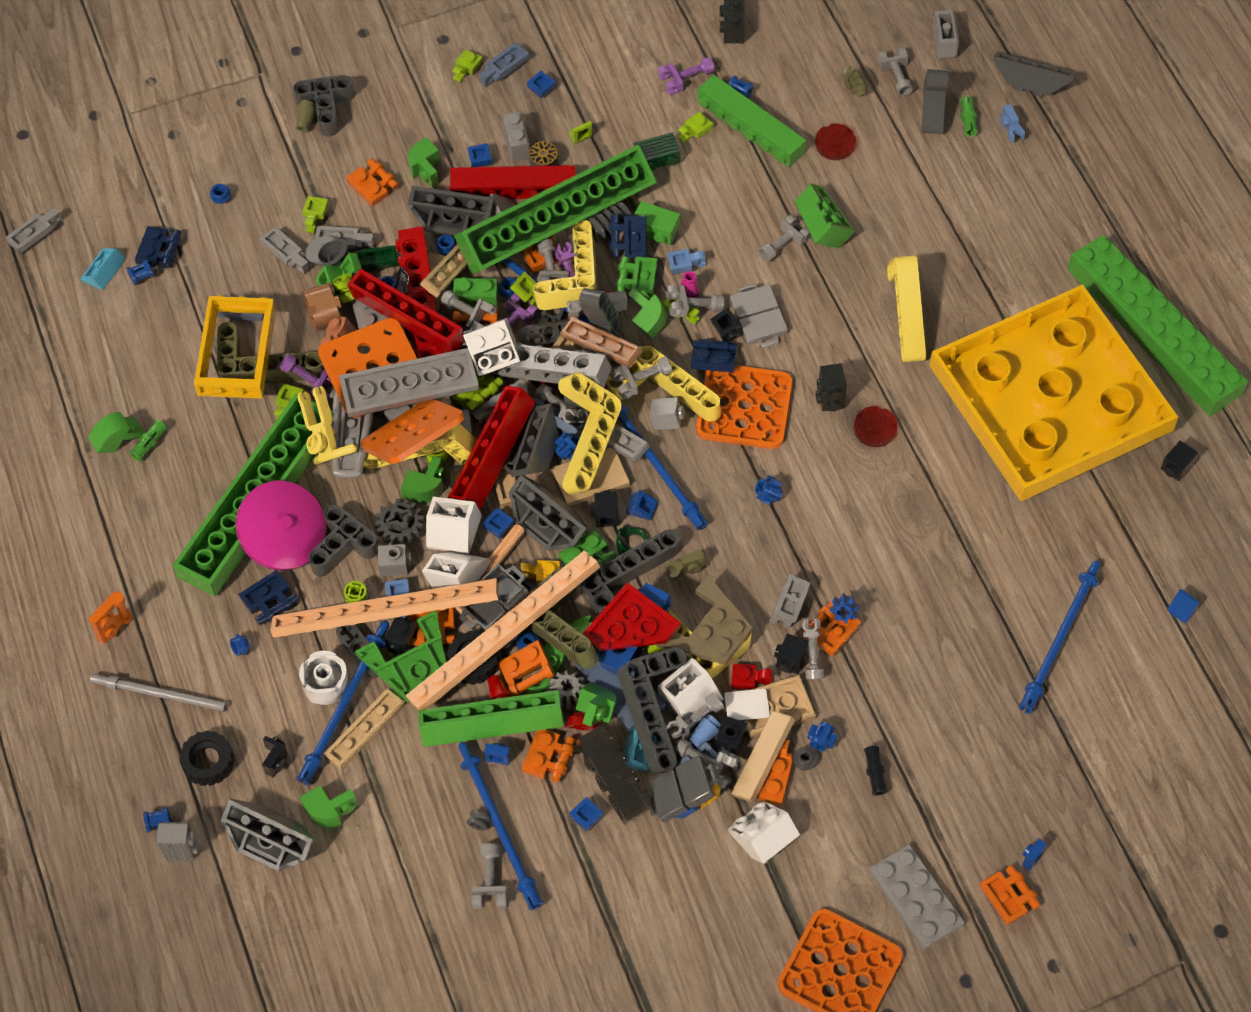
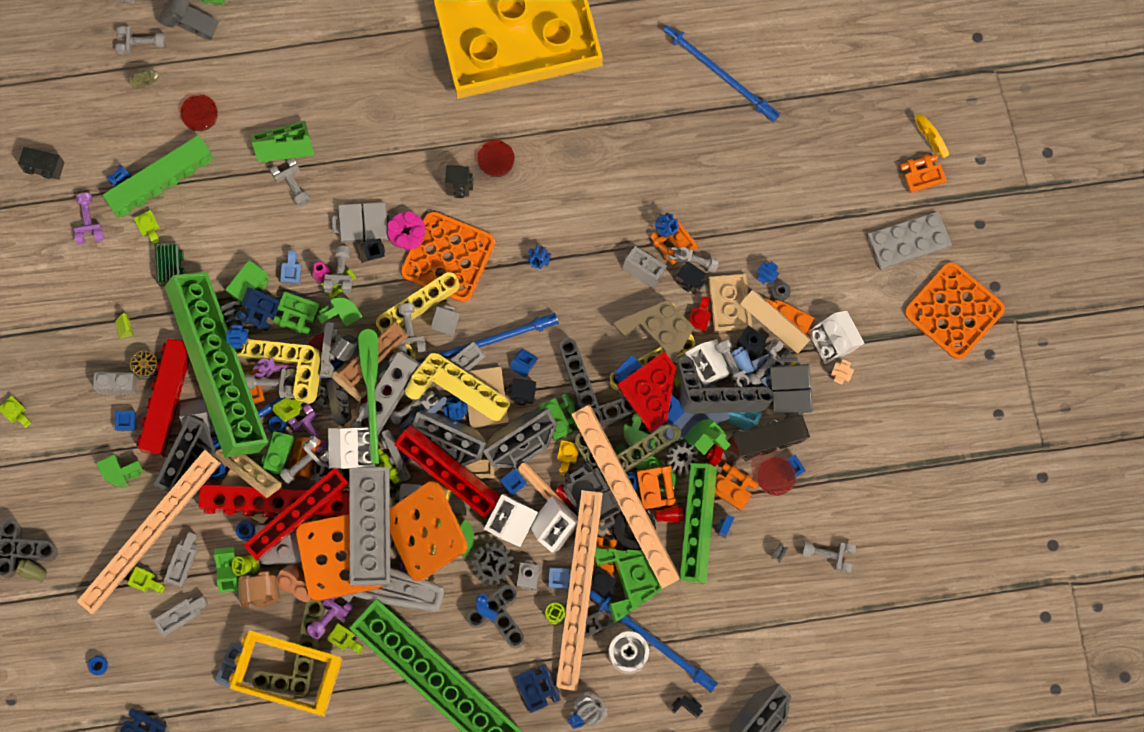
camera: 80 degrees left, 15 degrees up
(252, 651) = (590, 708): none -> light grey gear
(280, 525) = (477, 664): dark pink dish -> none
(322, 439) = (407, 611): light yellow piece -> none
(325, 811) = (746, 674): bright green brick -> none
(327, 251) = (197, 576): dark grey piece -> none
(344, 516) = (483, 607): none -> blue arm
(364, 196) = (148, 532): none -> light nougat plate
(364, 729) = (676, 629): tan tile -> none
(366, 184) = (122, 531): orange plate -> none
(377, 258) = (212, 534): dark green plate -> none
(402, 280) = (257, 516): black sticker -> none
(504, 64) = (25, 376): sand blue hinge -> none
(526, 884) = (840, 527): blue bar -> none
(541, 84) = (60, 349): blue plate -> none
(570, 796) = (776, 476): none -> clear red tile
(588, 217) = (237, 336): none -> blue gear
(591, 334) = (369, 363): none -> bright green piece
(627, 531) = (560, 386): dark green piece -> none
(687, 564) = (591, 335): olive plate -> none
(720, 360) = (400, 271): dark blue plate -> none
(720, 846) = (842, 371): none -> light nougat gear
(747, 704) = (726, 322): white sticker -> none
(760, 345) = (405, 241): none -> dark pink plate
(875, 770) = (803, 241): black pin -> none
(905, 274) = (394, 96): light yellow beam -> none
(1033, 854) = (895, 146): blue plate -> none
(1058, 895) = (931, 134): none -> yellow tile

